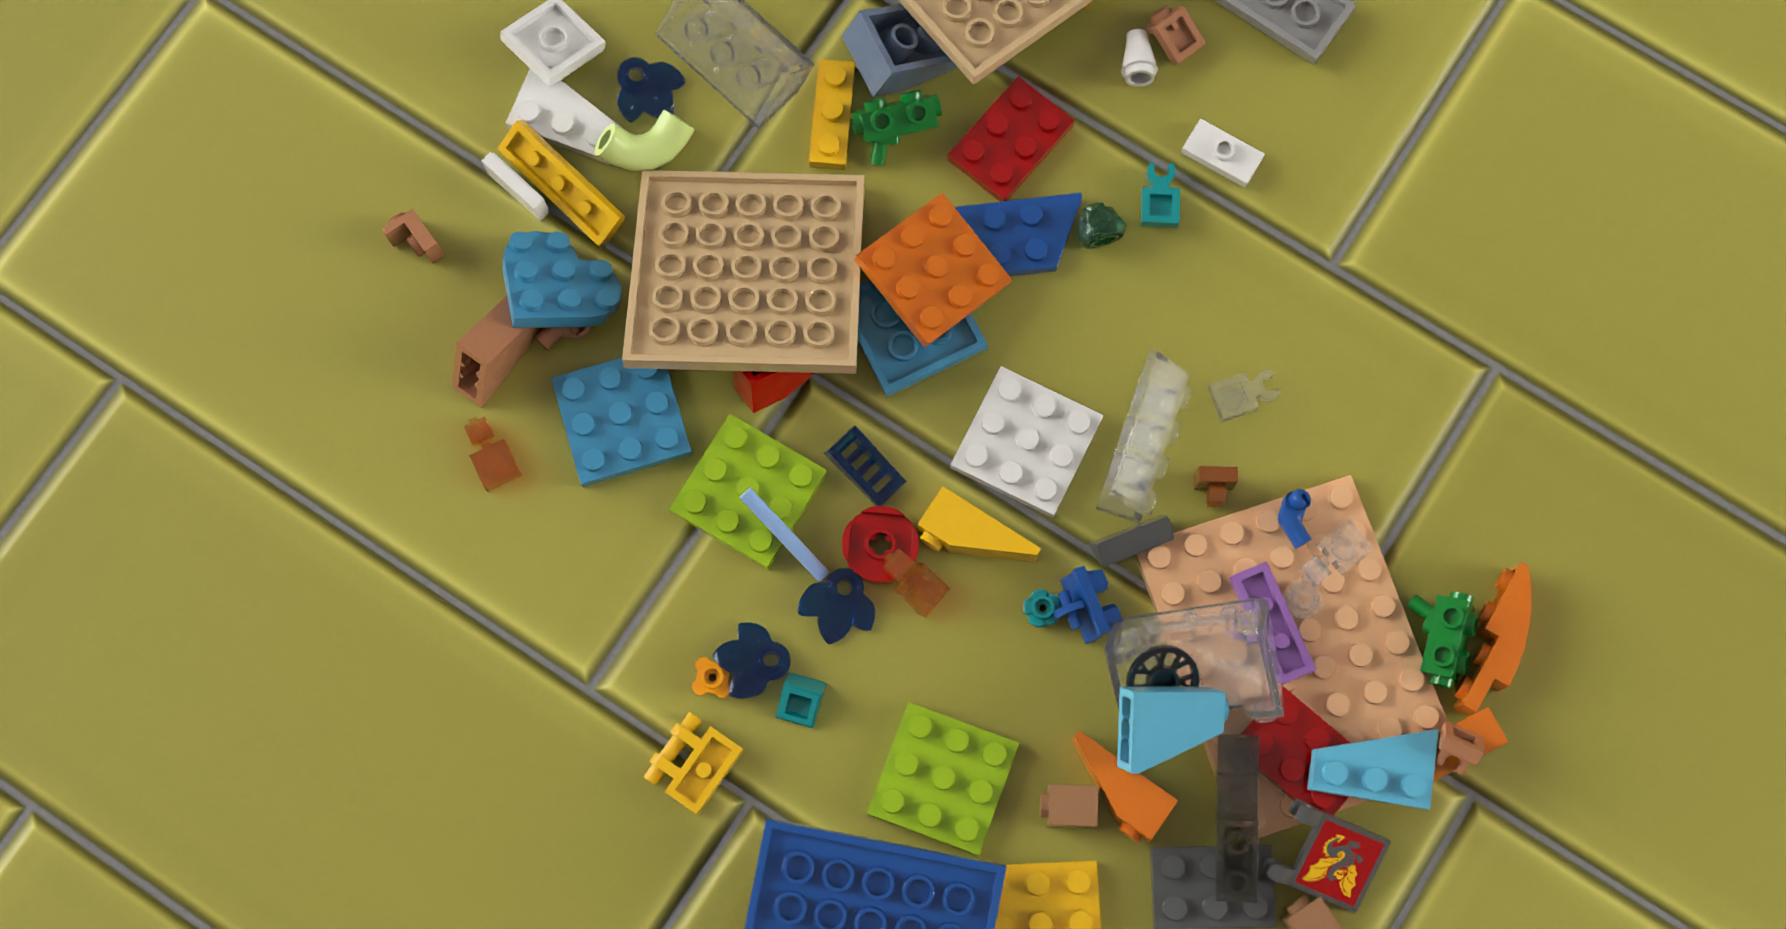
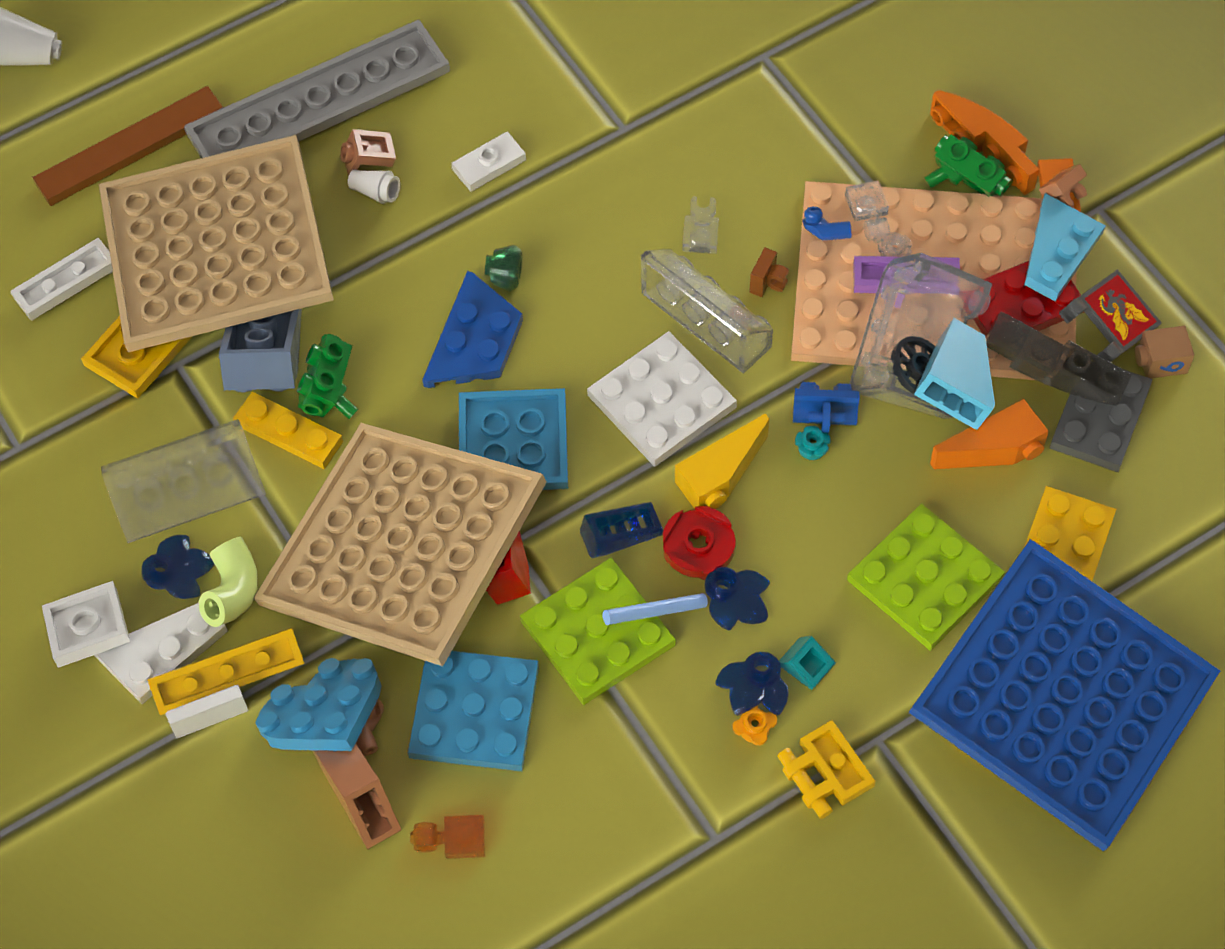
camera: 65 degrees left, 15 degrees down
(410, 227) = (204, 814): nougat bracket -> none
(920, 586) = (749, 522): clear orange plate -> none
(933, 270) = (480, 397): orange plate -> none
(1010, 139) = (390, 306): red plate -> none
(1070, 806) = (993, 484): medium nougat brick -> none
(1132, 540) = (786, 350): dark grey slope -> none
(1160, 203) = (506, 219): teal plate -> none

